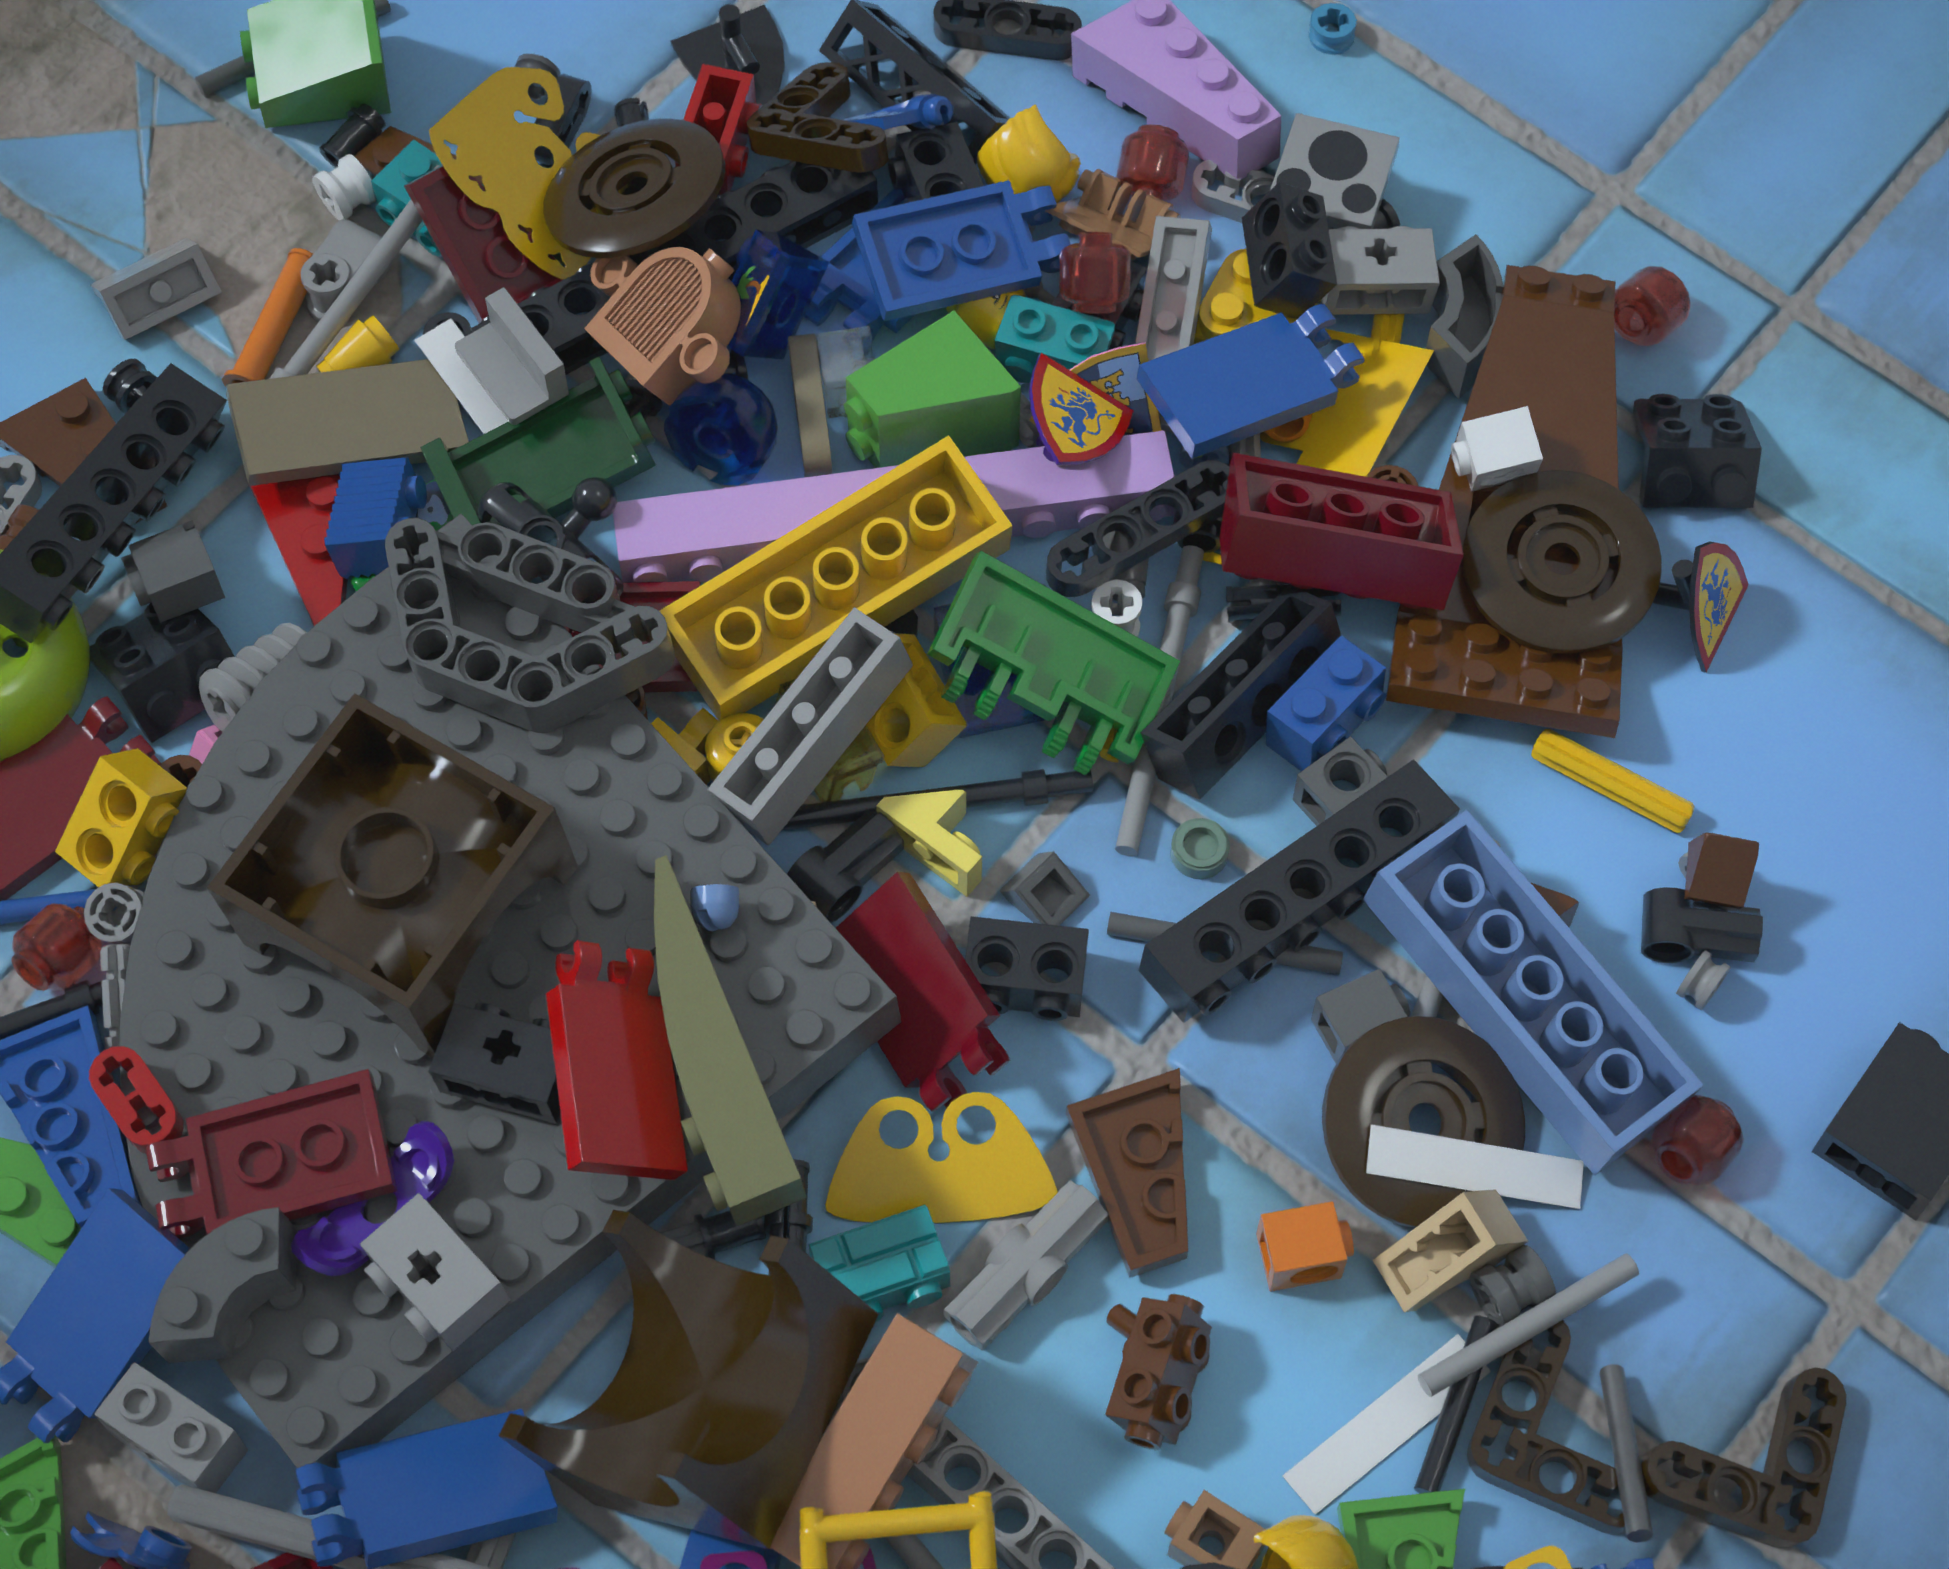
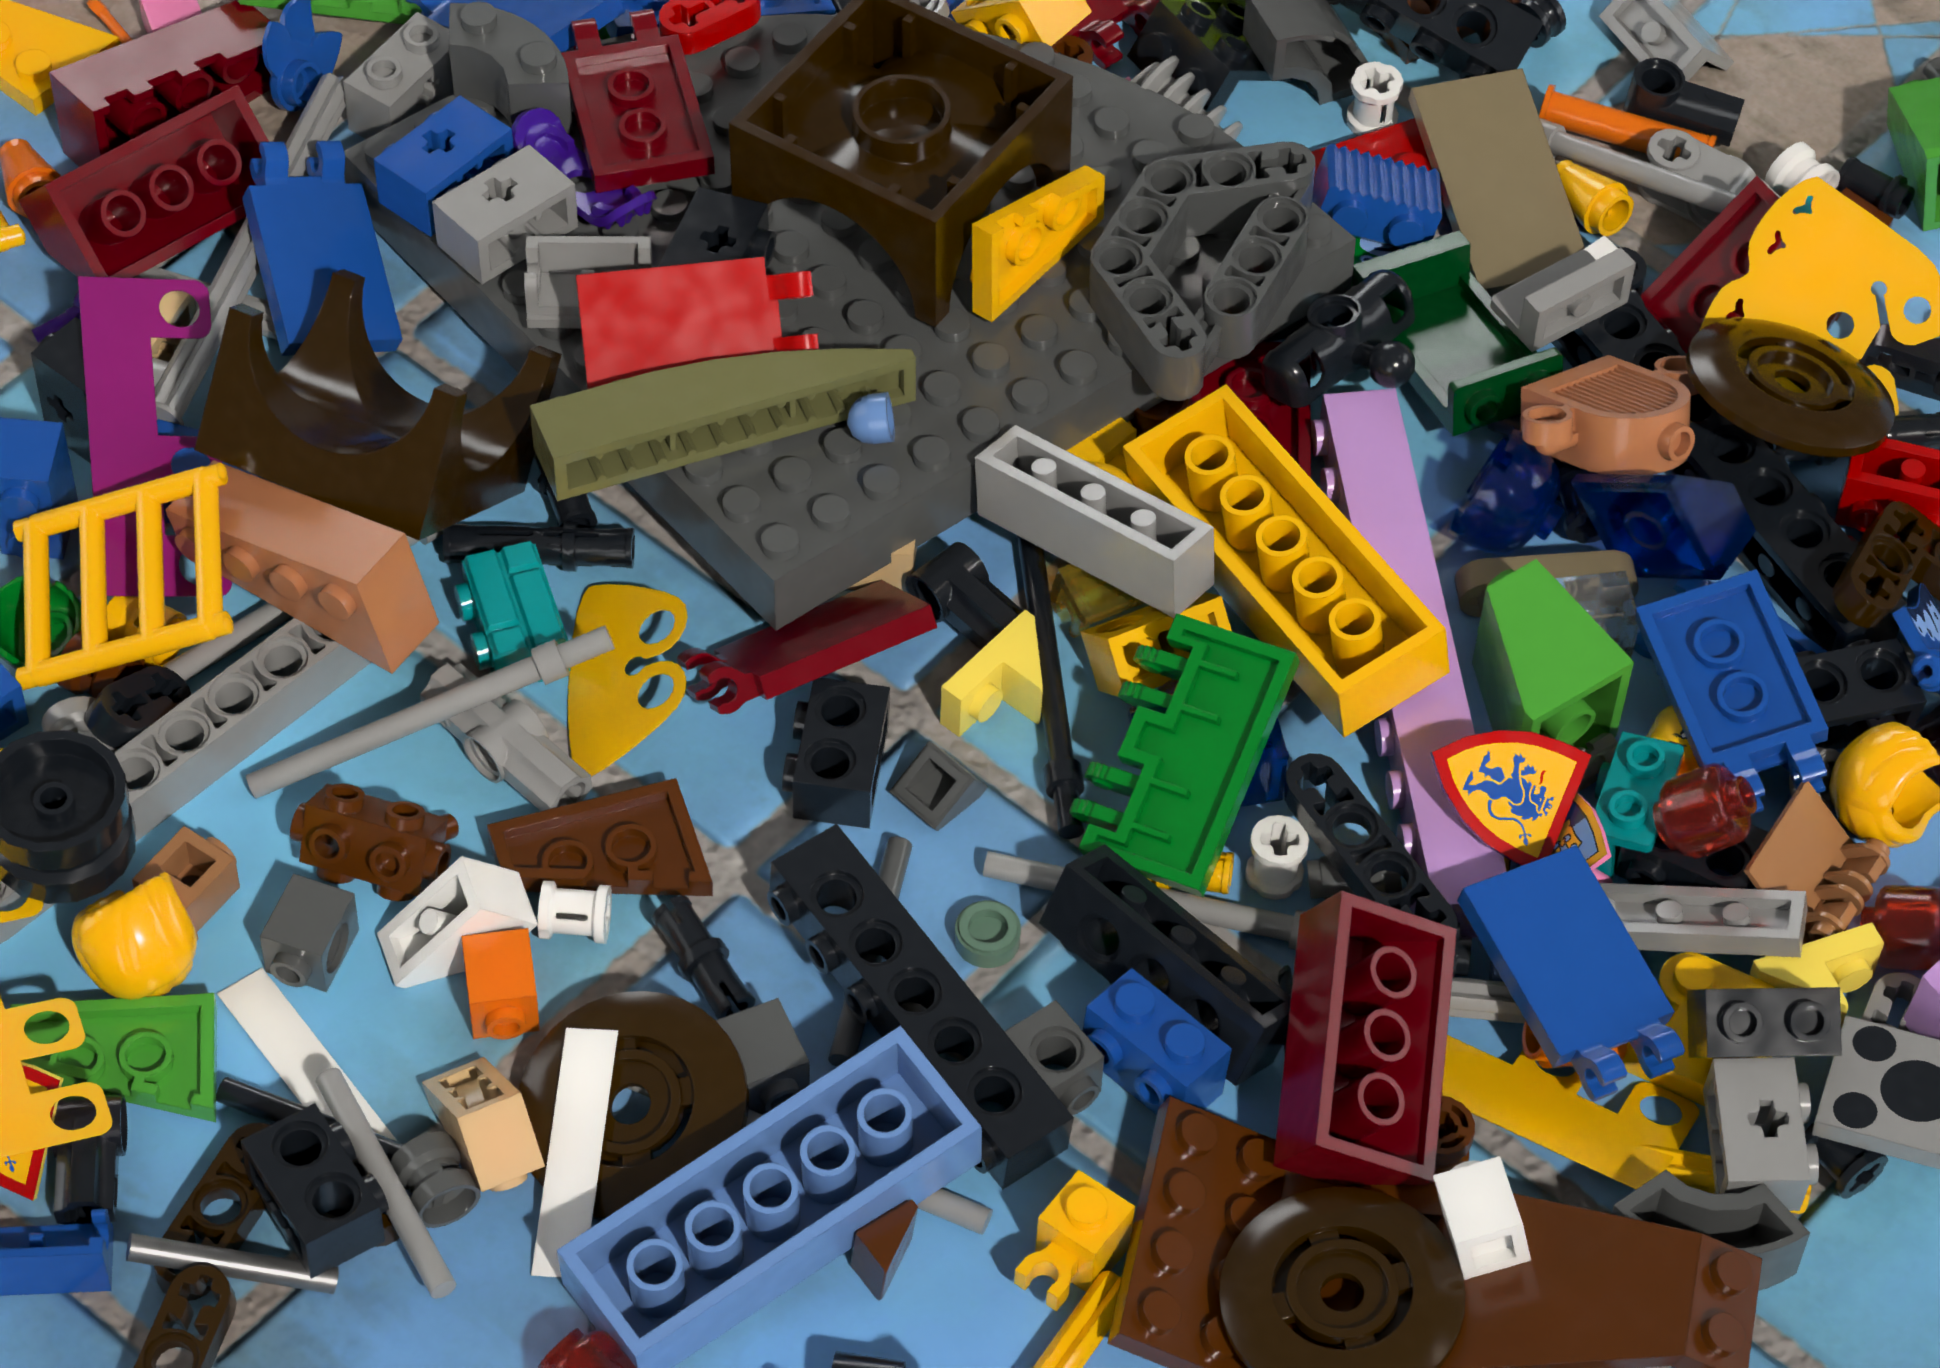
camera: 90 degrees right, 10 degrees down
(233, 522) = (1382, 92): none -> white bush
(250, 275) = (1662, 94): none -> black piece
(345, 1311) = (437, 157): none -> blue brick
(501, 759) = (1030, 237): none -> yellow wing
(535, 1183) = (558, 259): none -> light grey hinge
(977, 1207) = (547, 663): none -> light grey bar
(1215, 1188) = (574, 912): none -> white bush
(1226, 225) = (1833, 961): none -> light yellow slope
(1242, 1290) = (464, 900): none -> white slope
(1255, 1076) = (702, 958): none -> black pin
(1263, 1424) = (309, 933): none -> dark grey brick
(1512, 761) = (1077, 1238): none -> yellow brick
(1567, 1387) = (304, 1193): none -> black brick

